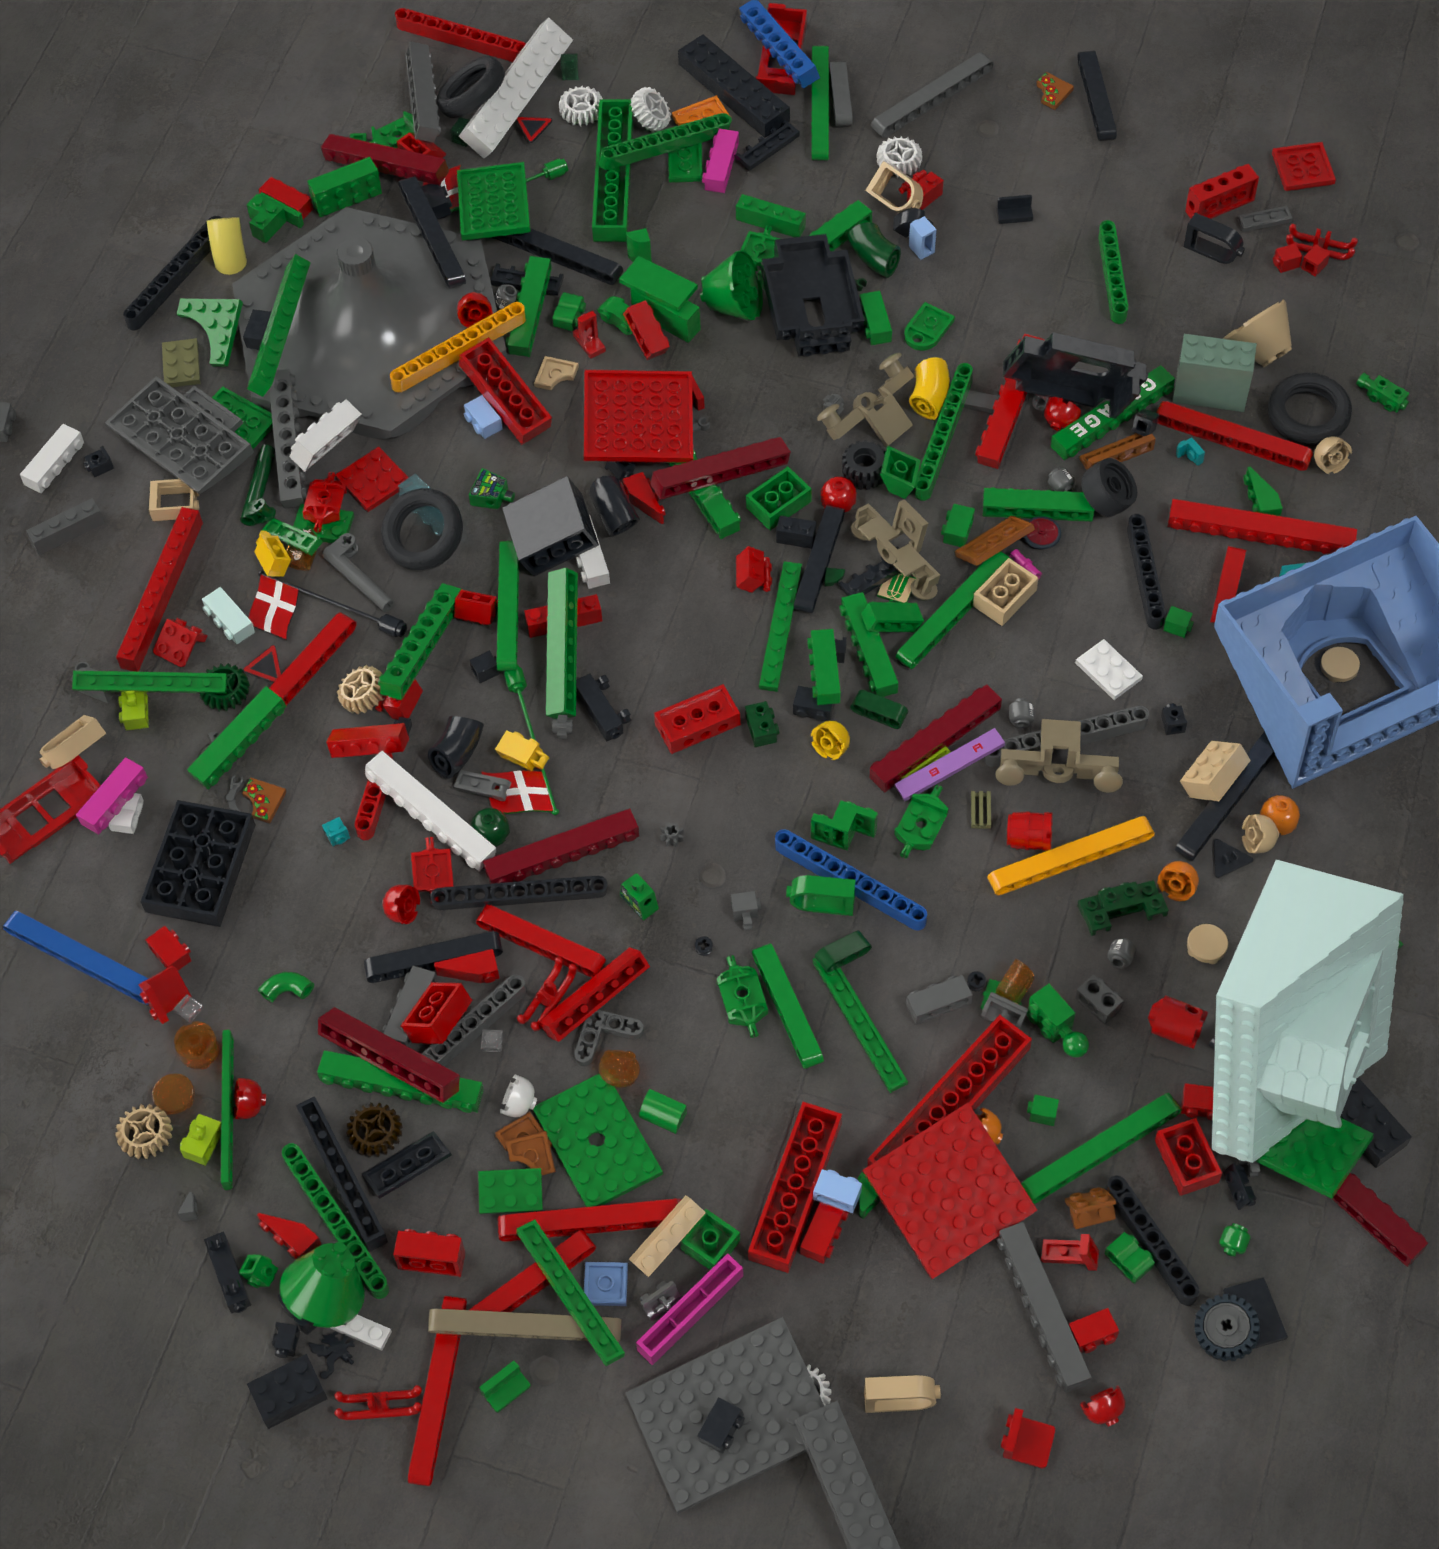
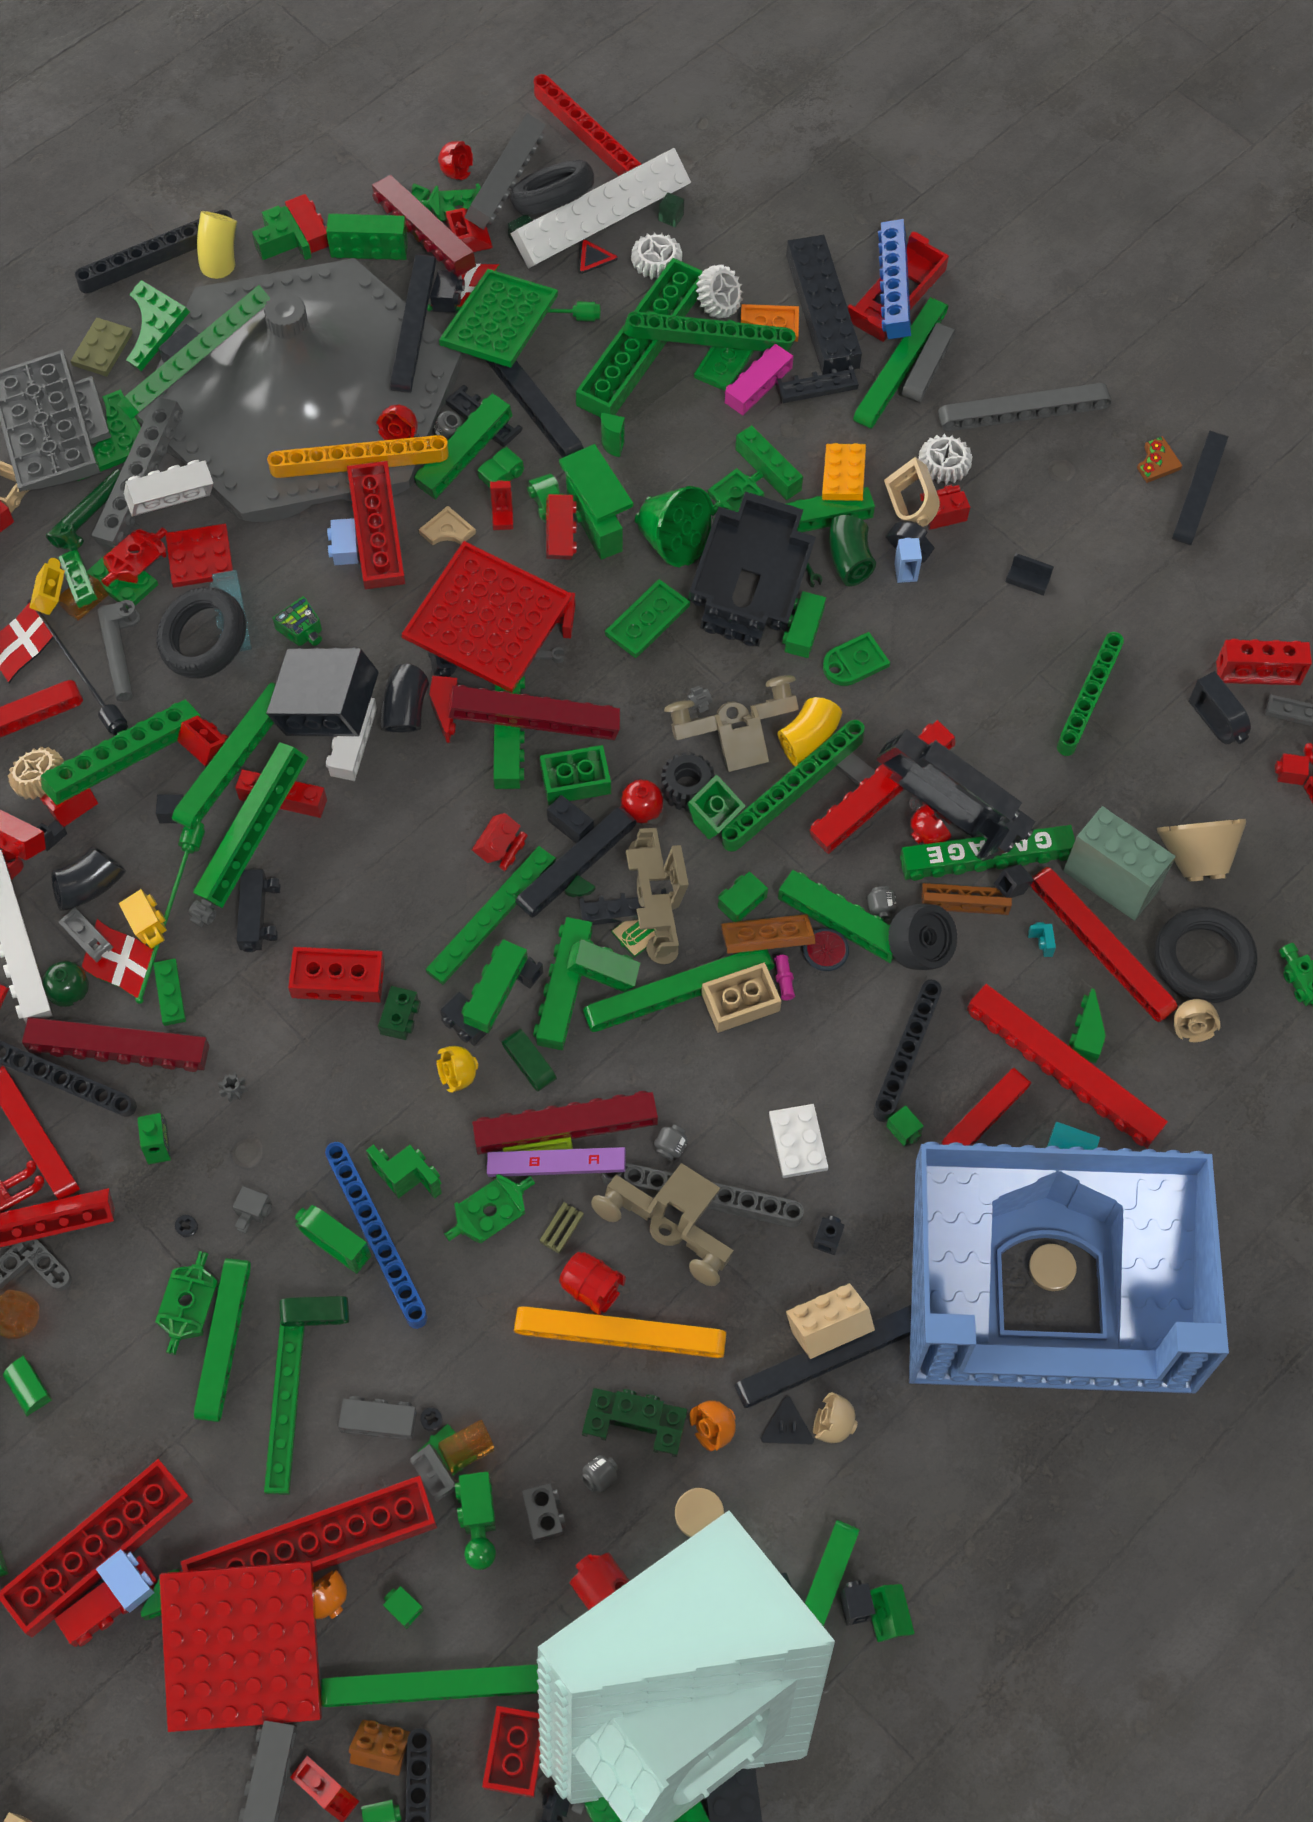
camera: 25 degrees right, 5 degrees up
(372, 101) = (455, 160): none -> red cylinder
(575, 795) = (169, 992): none -> green plate
(754, 367) = (647, 618): none -> green plate
(832, 197) = (844, 472): none -> light orange plate
(1283, 813) = (874, 1407): orange cylinder -> none

